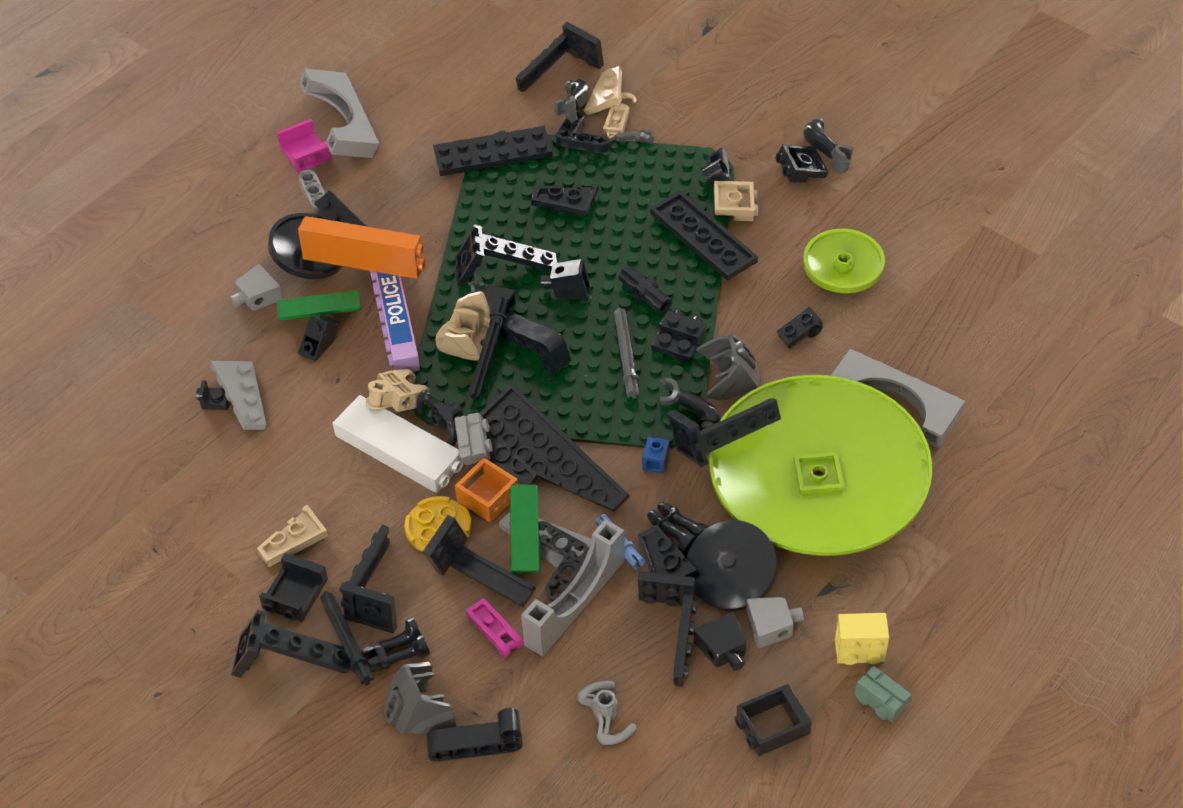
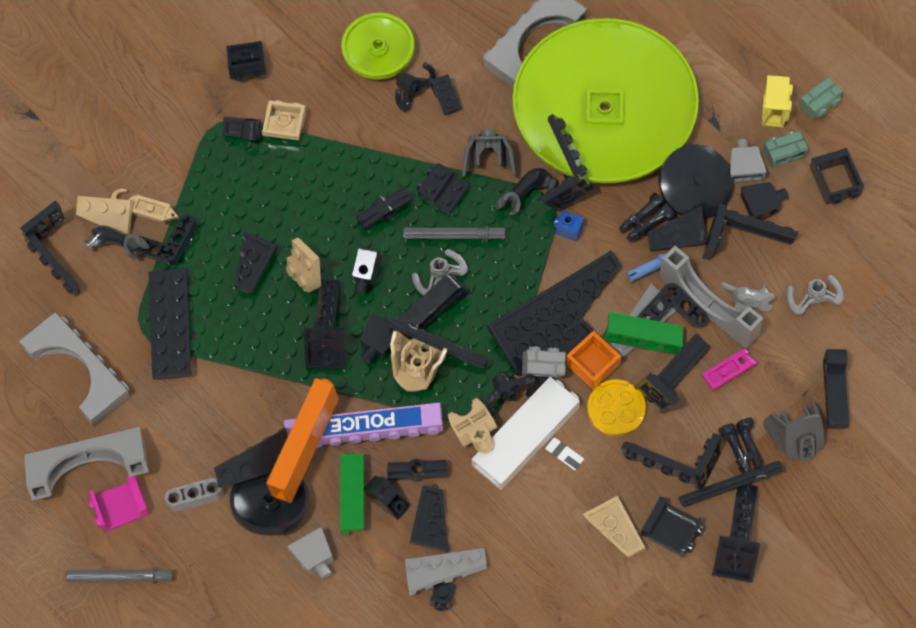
camera: 80 degrees left, 15 degrees up
(233, 179) = (118, 575): none -> dark grey axle
(295, 376) = (429, 522): none -> black wing
(349, 358) = (430, 470): none -> black piece
(380, 485) = (564, 453): none -> white sticker
(421, 118) = (56, 337): none -> light grey arch
(560, 228) = (304, 266): none -> tan plate
(577, 345) = (439, 268): none -> light grey piece
(586, 635) = (750, 297): none -> light grey animal
(644, 134) = (176, 191): dark grey hose -> none
(704, 235) = (324, 152): black plate -> none
(801, 660) = (785, 149): none -> sand green brick
(802, 296) = (411, 86): none -> black piece
(817, 138) = (214, 42): piece -> none

